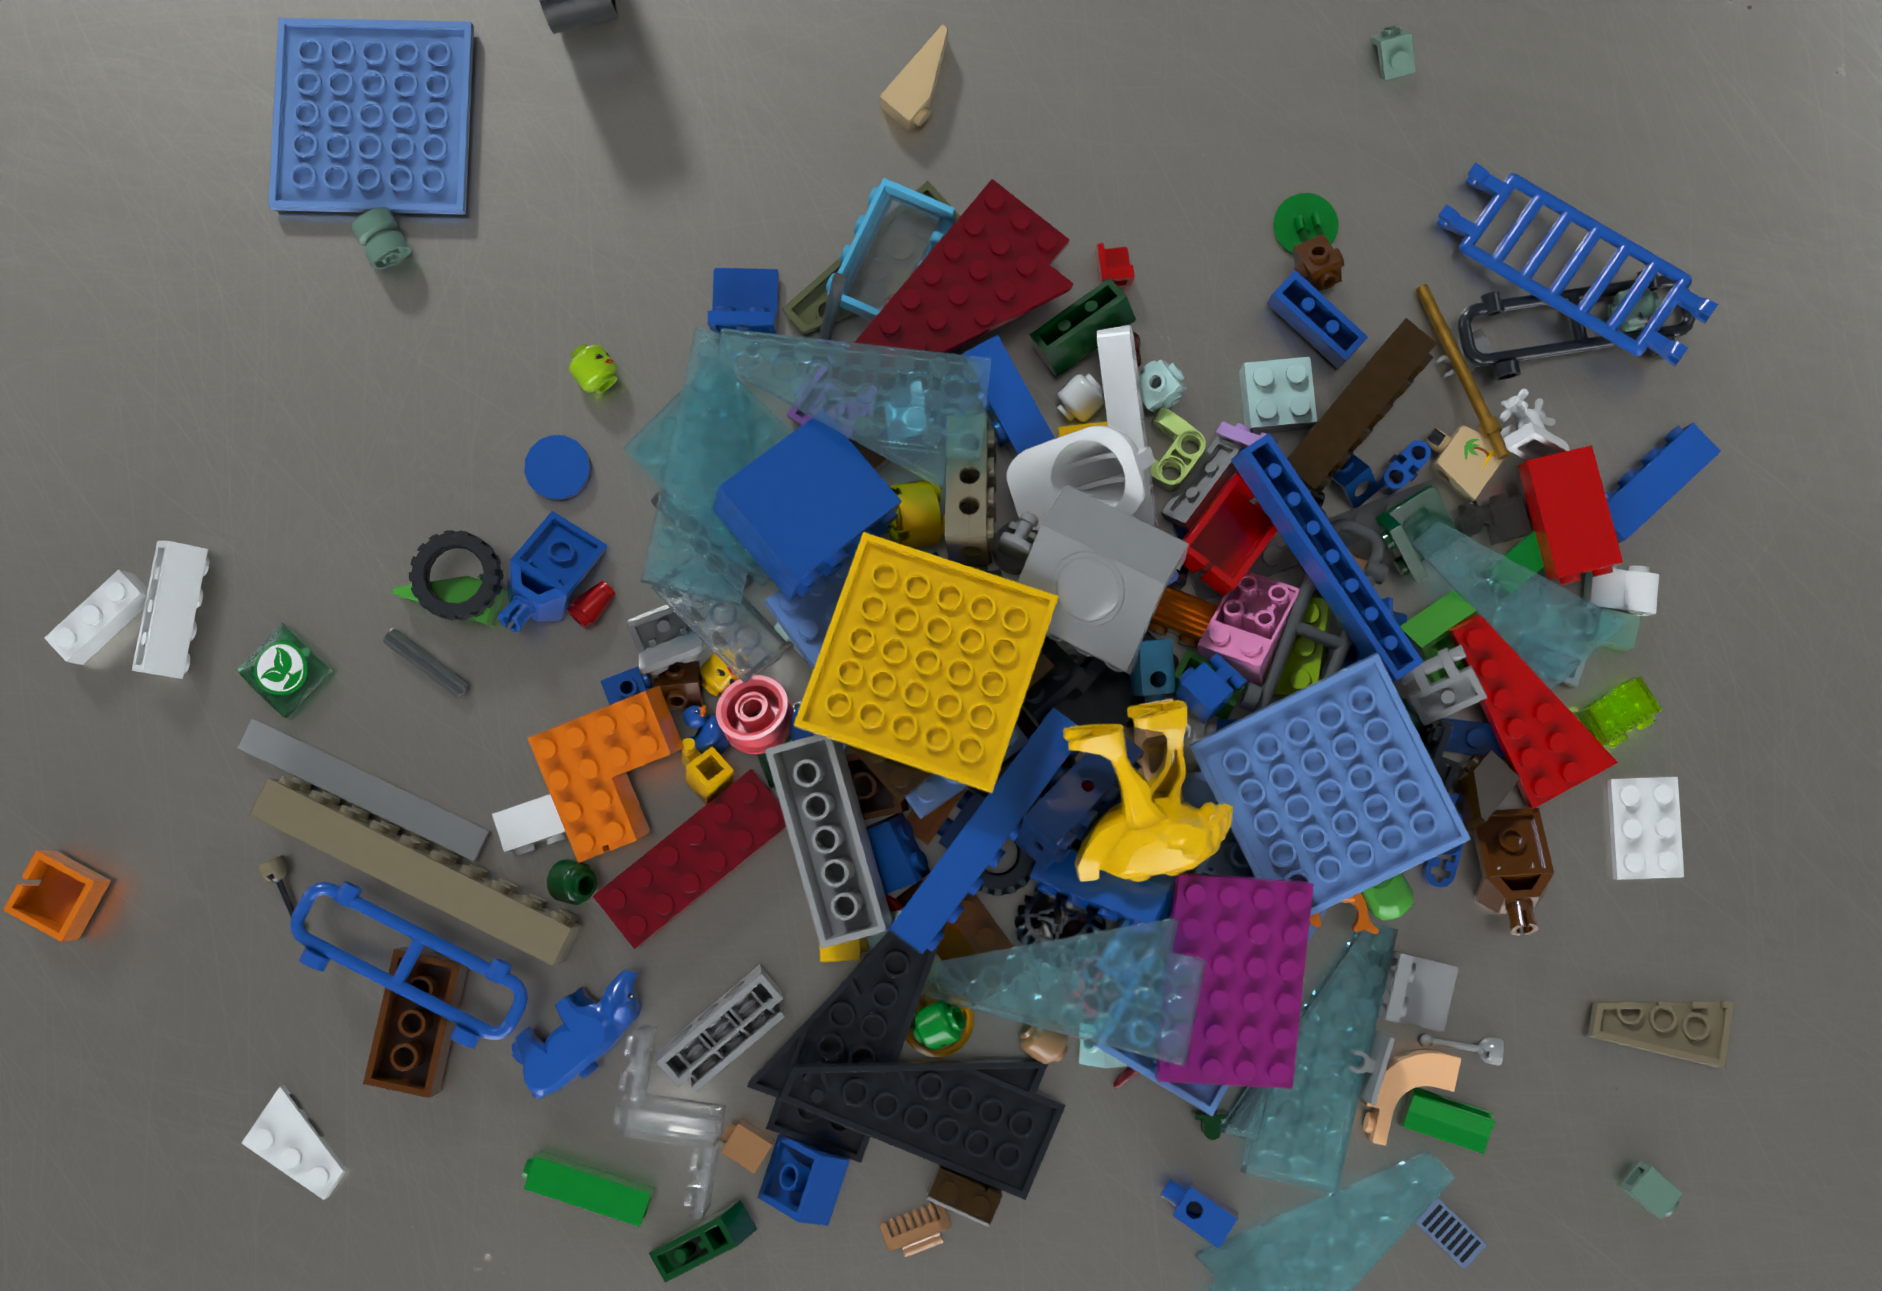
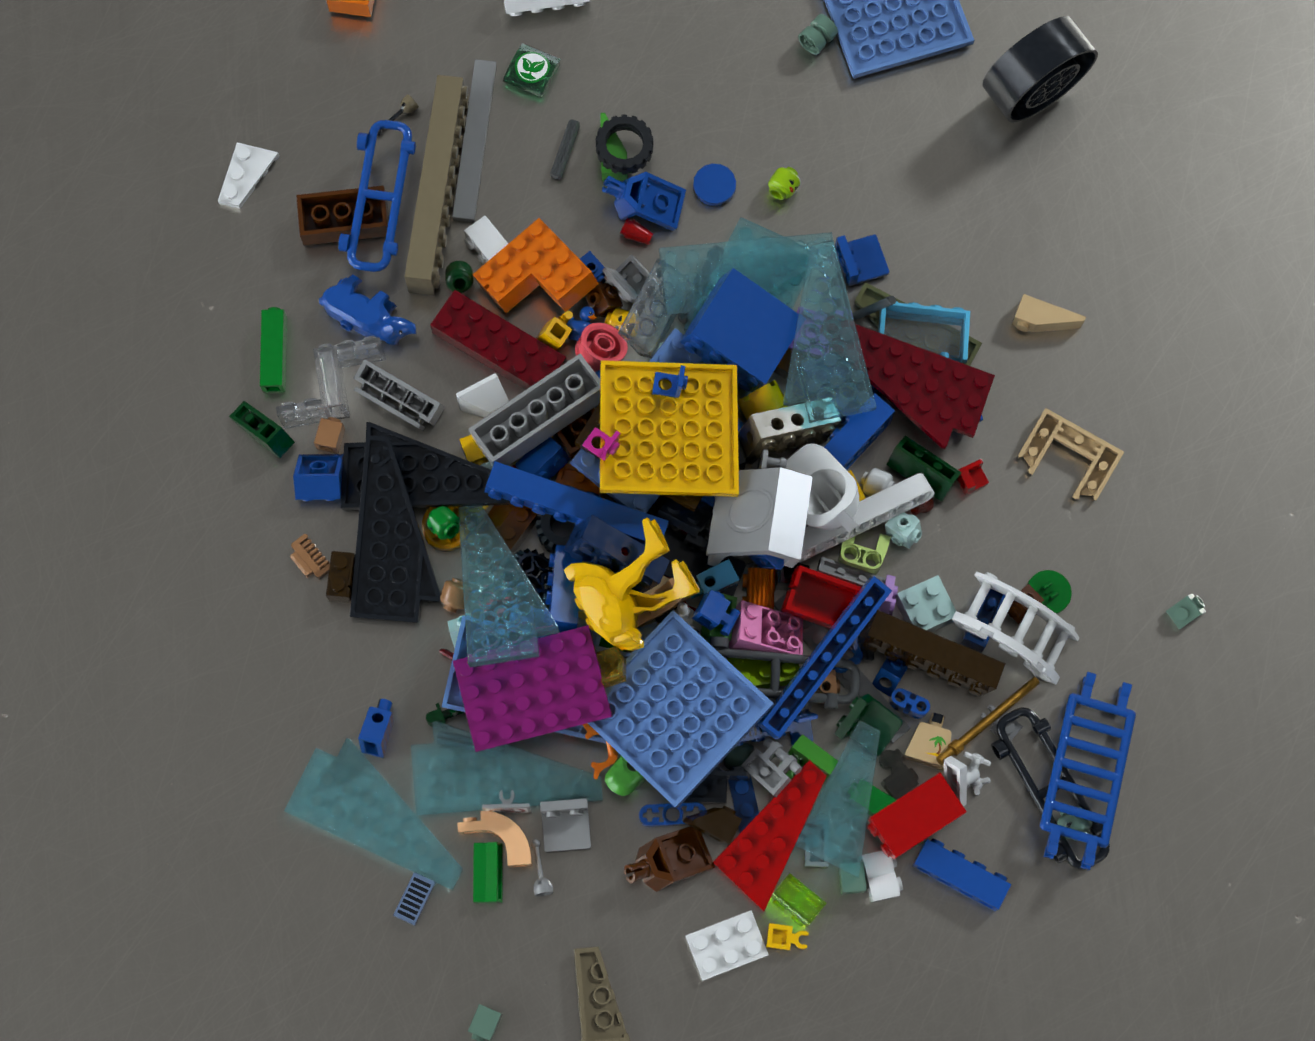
camera: 65 degrees right, 10 degrees down
(772, 903) = (482, 397): none -> white slope
(867, 624) = (678, 383): none -> blue bracket
(935, 756) = (610, 447): none -> dark pink bracket
(1144, 79) = (1101, 453): none -> tan wedge
(1245, 859) = (612, 667): none -> clear yellow bracket
(1406, 278) = (1014, 645): none -> white fence
(1659, 750) = (782, 937): none -> yellow plate

